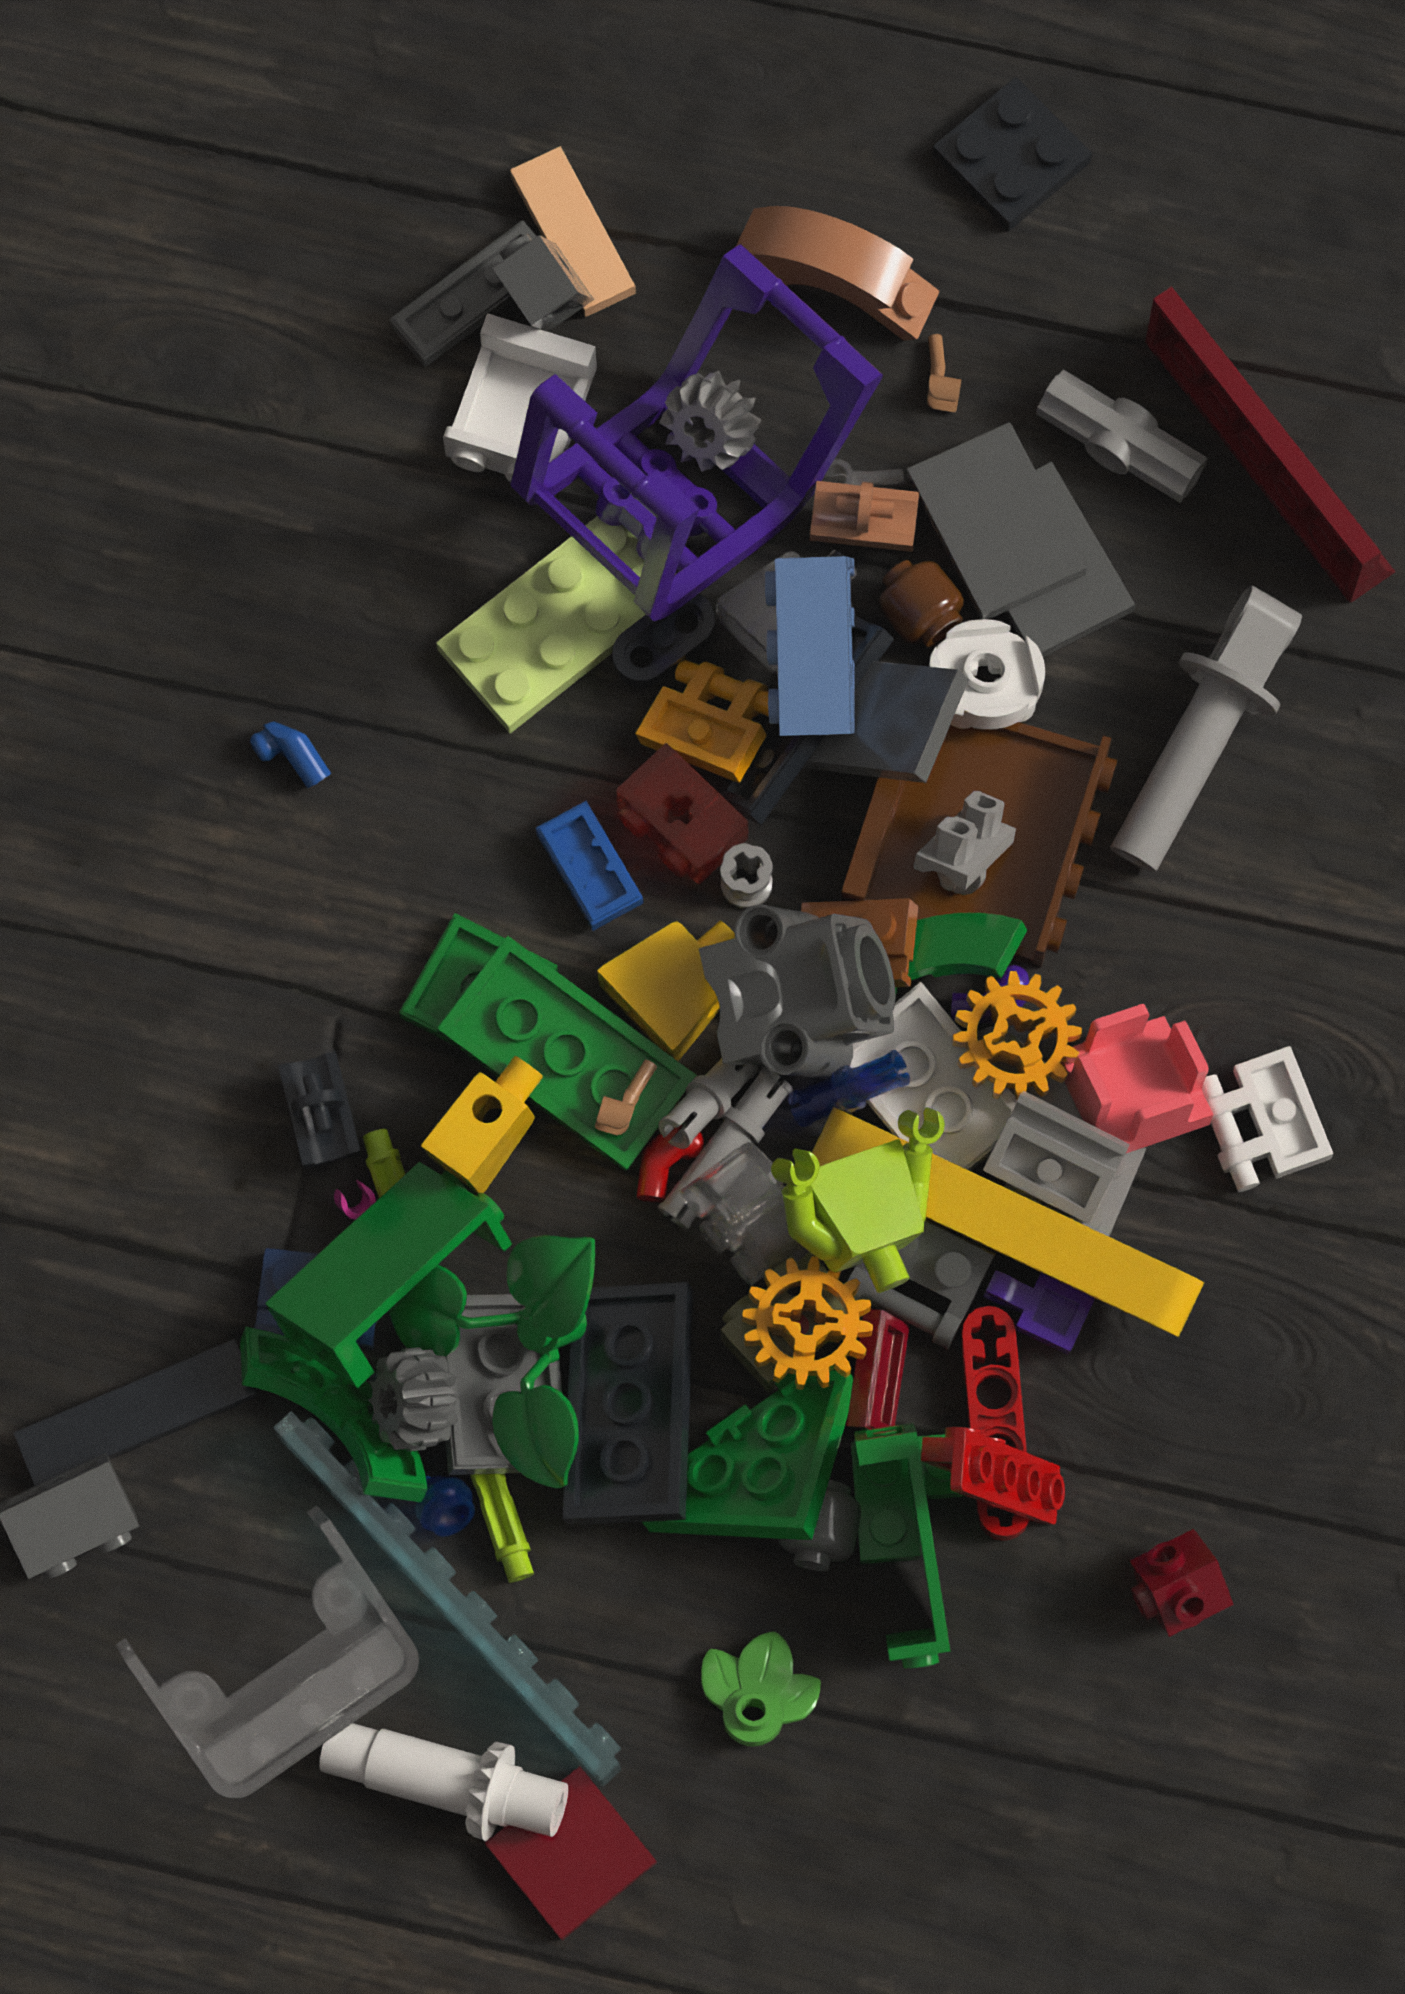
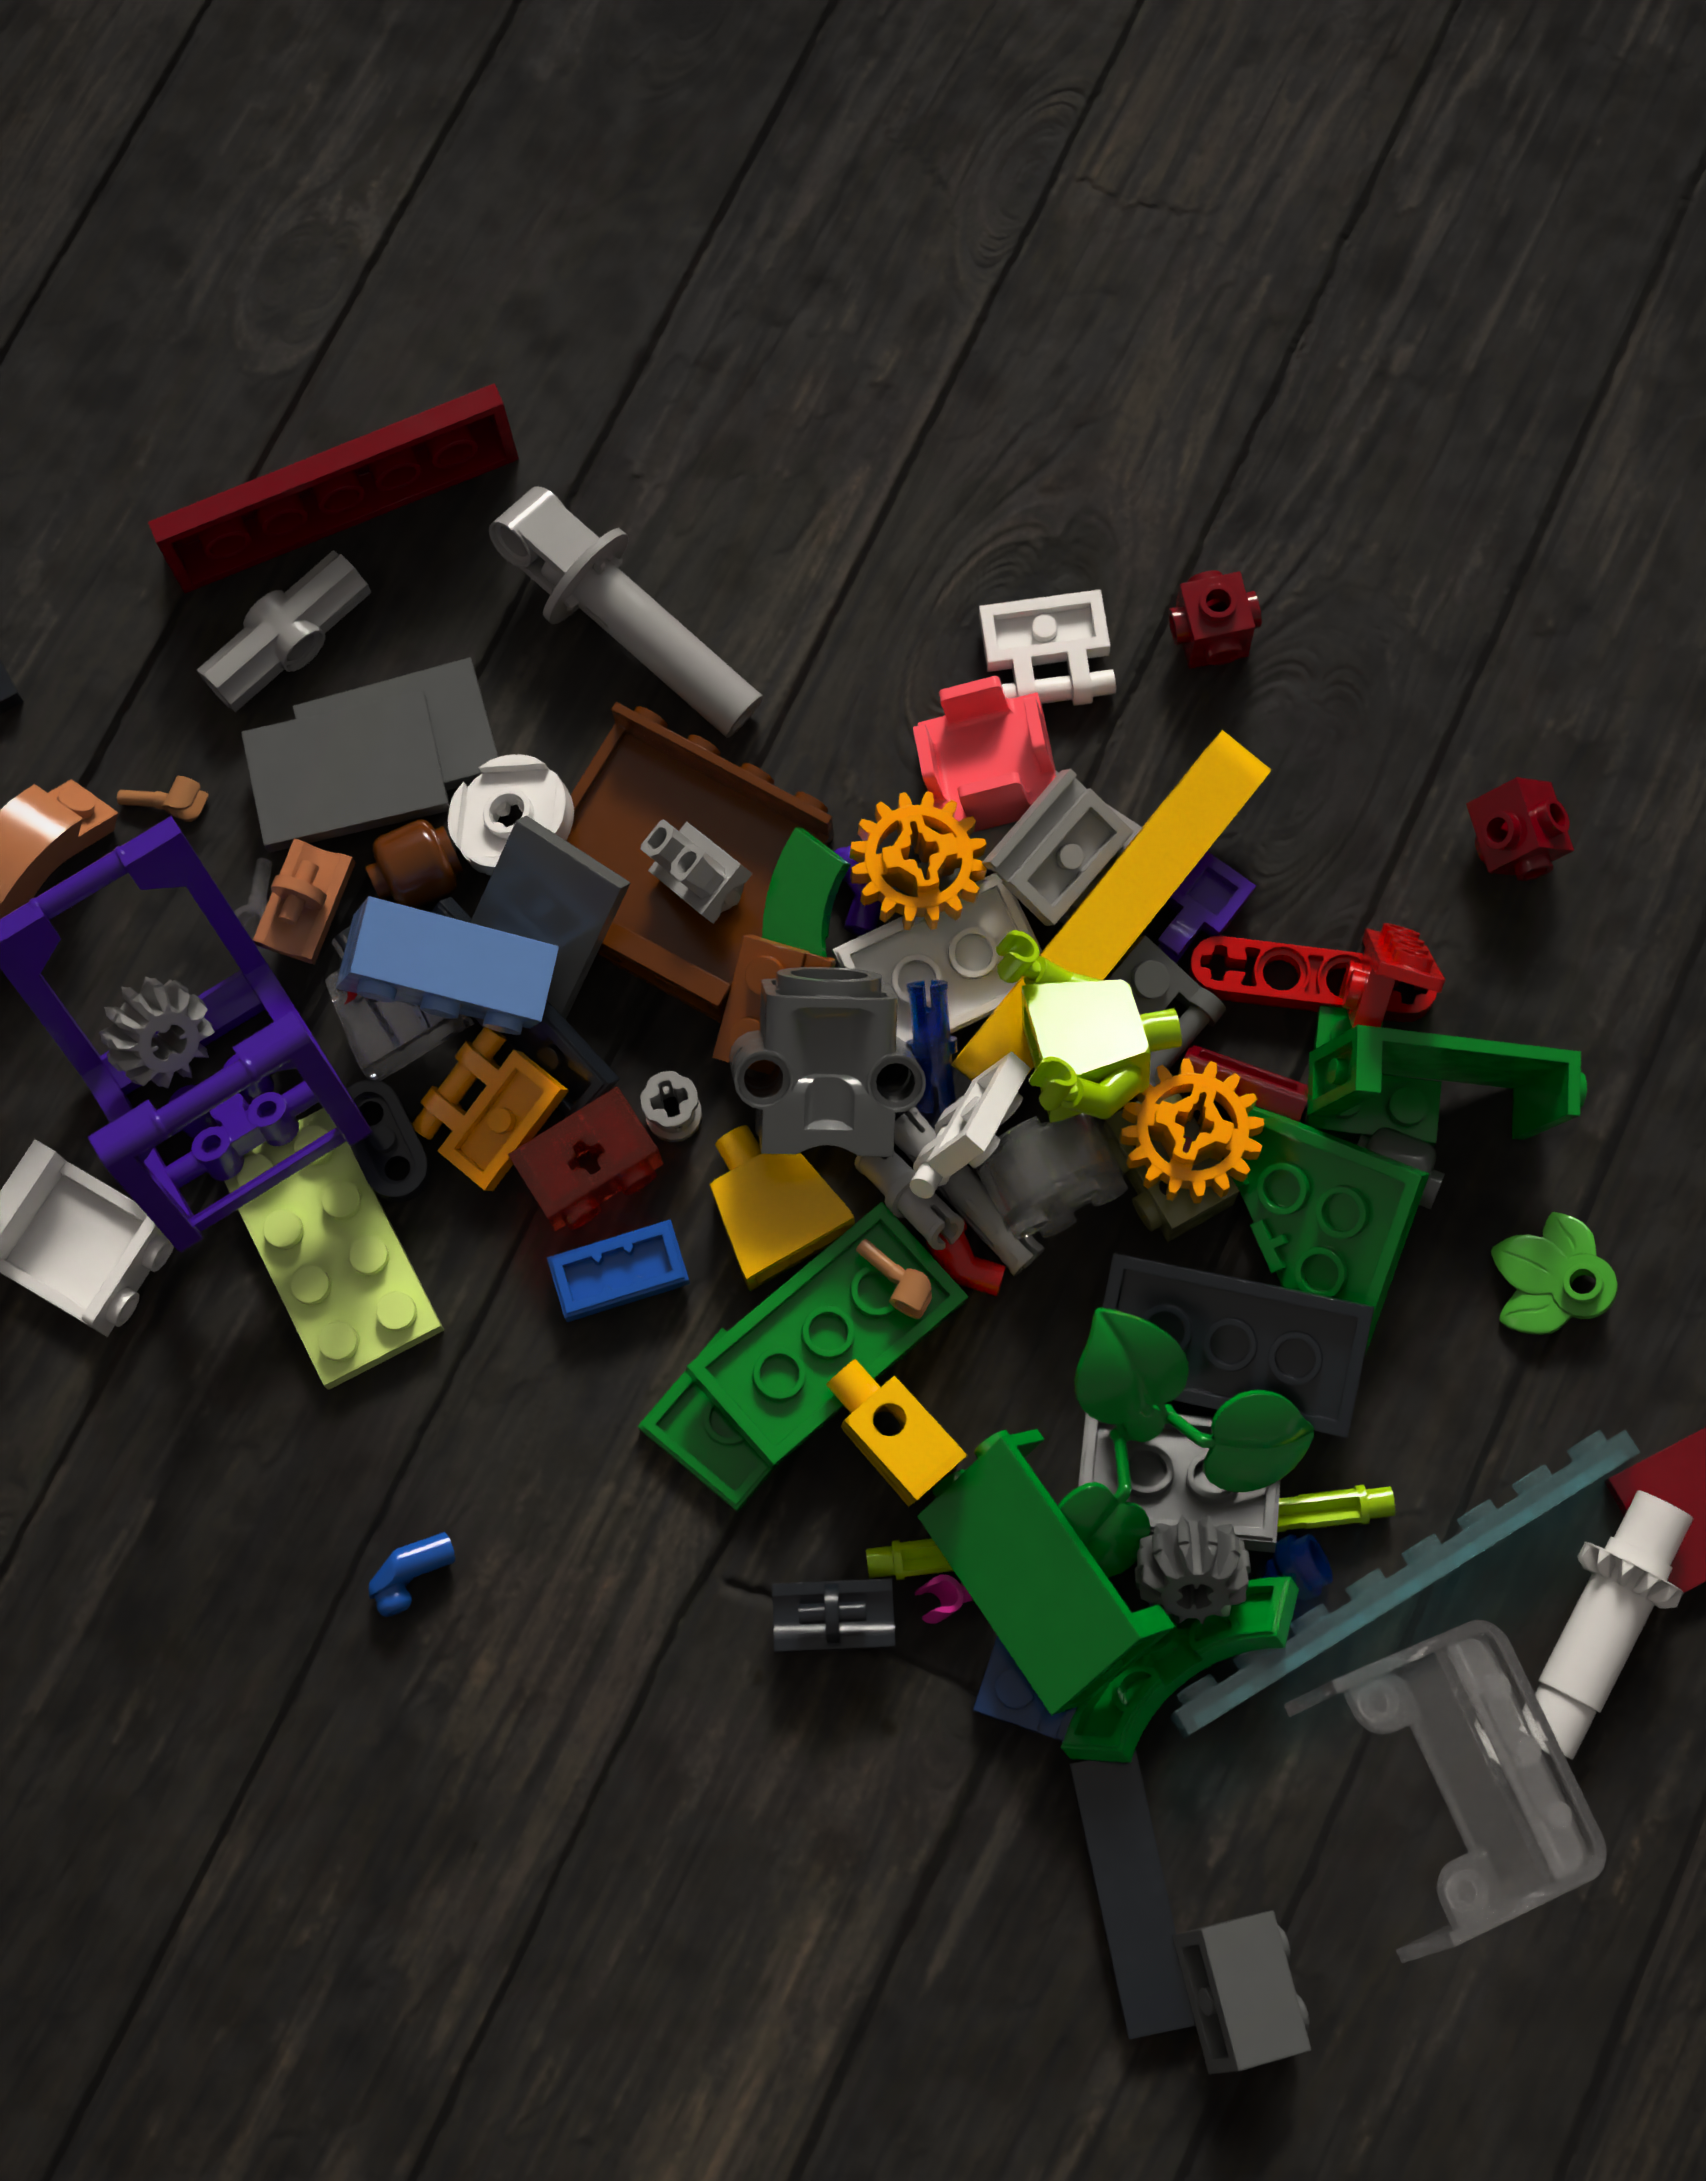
camera: 75 degrees left, 0 degrees up
(775, 1126) = (969, 1125): none -> white plate
(1318, 1281) = (1214, 618): none -> dark red brick

